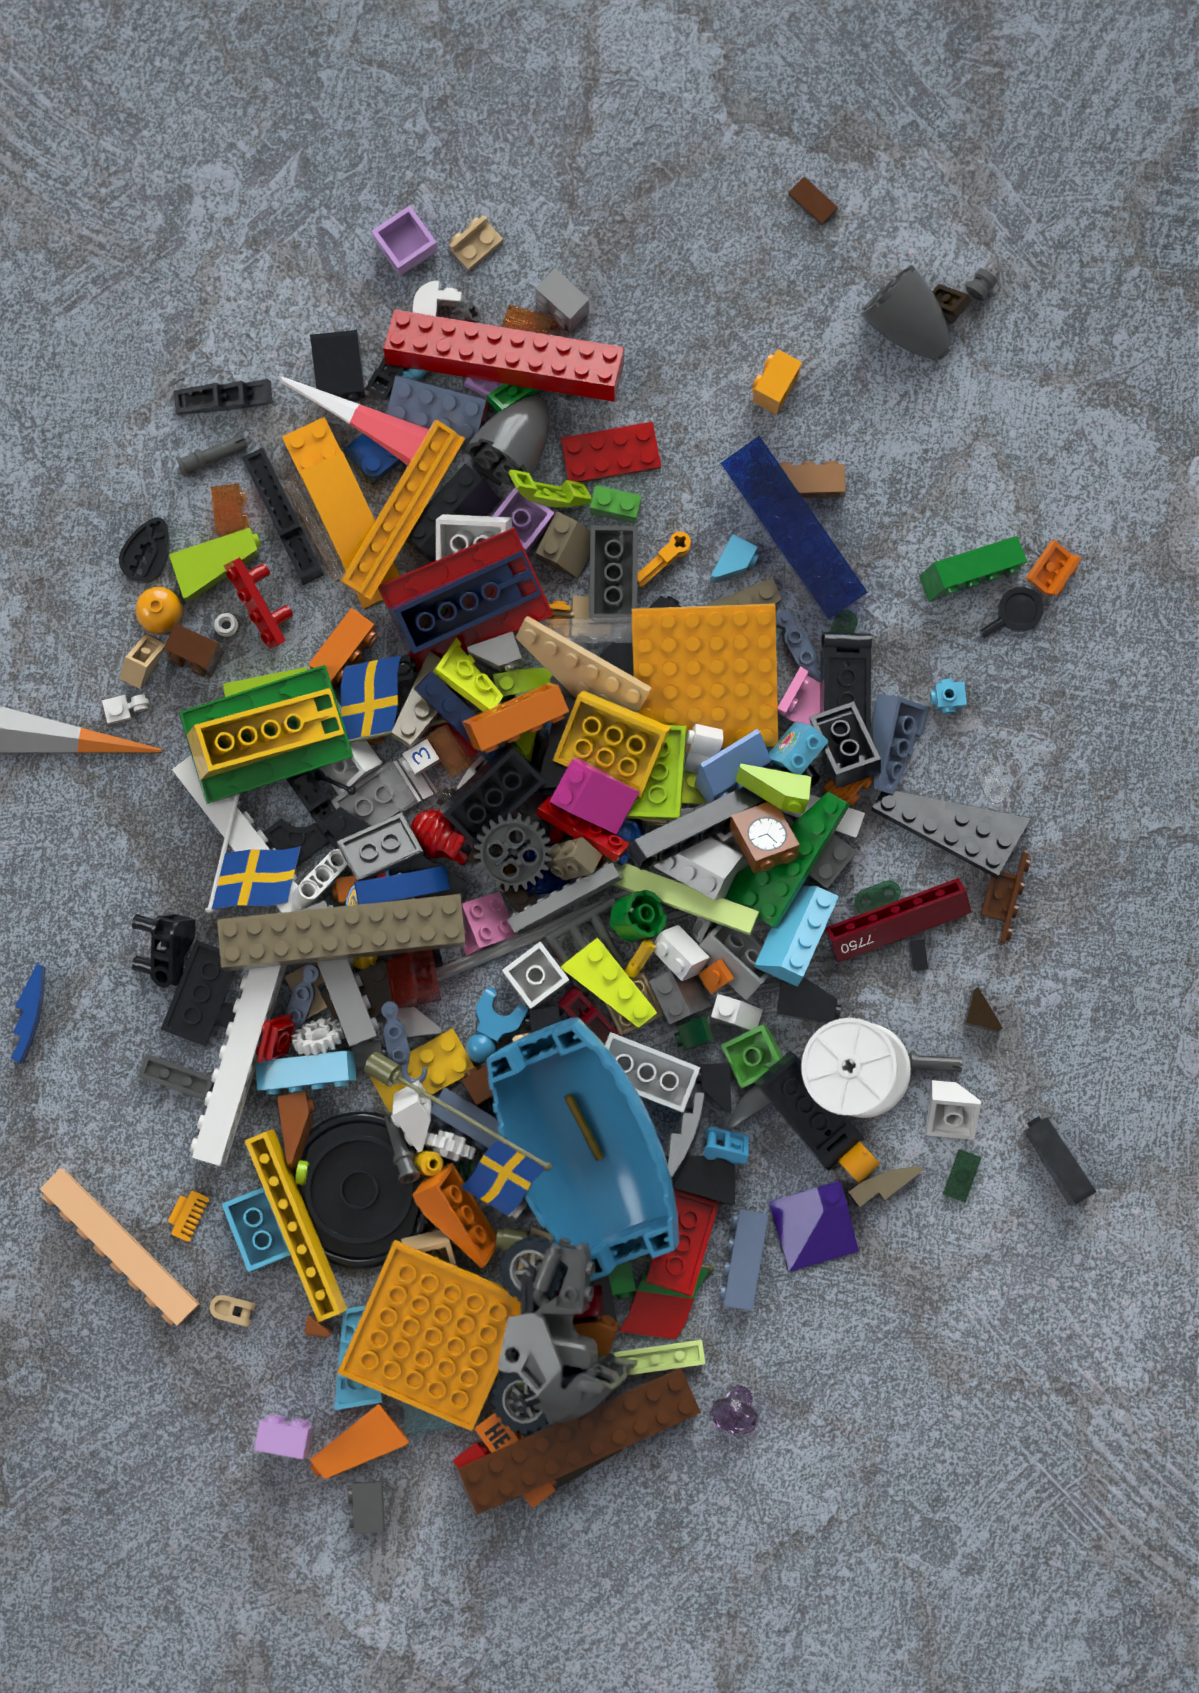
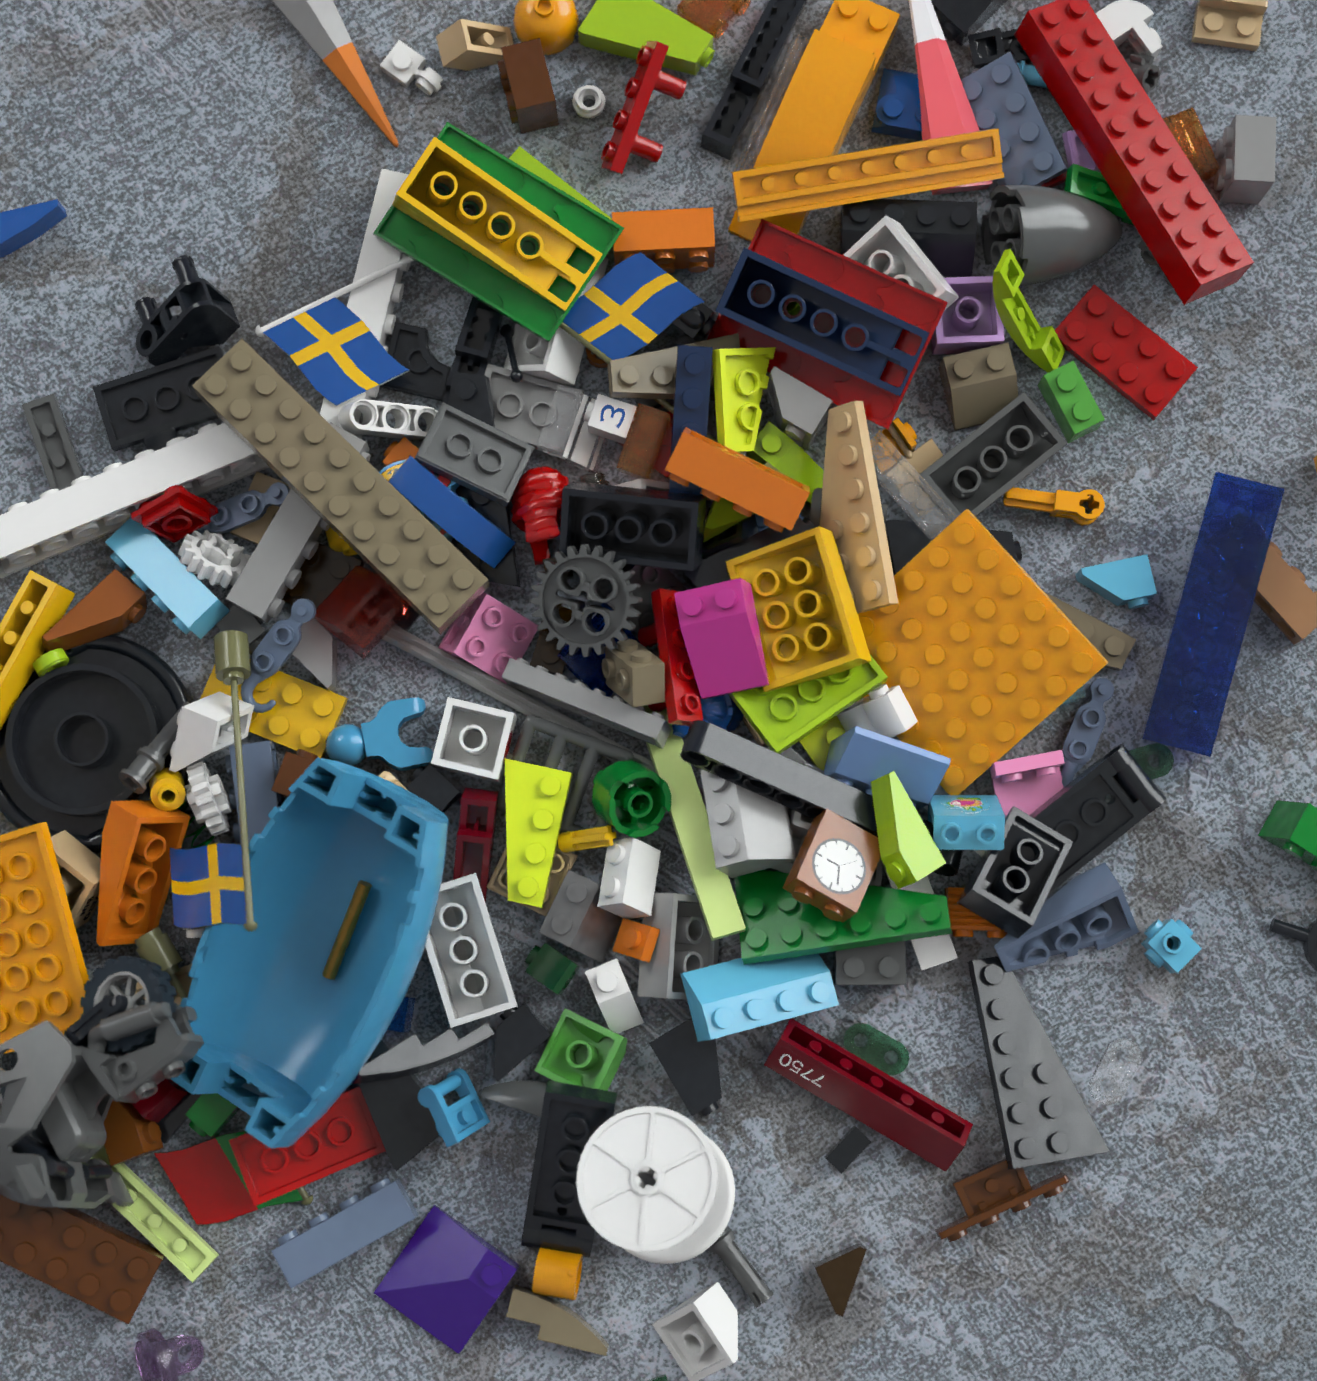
camera: 55 degrees right, 0 degrees up
(700, 929) = (675, 880): light grey slope -> none

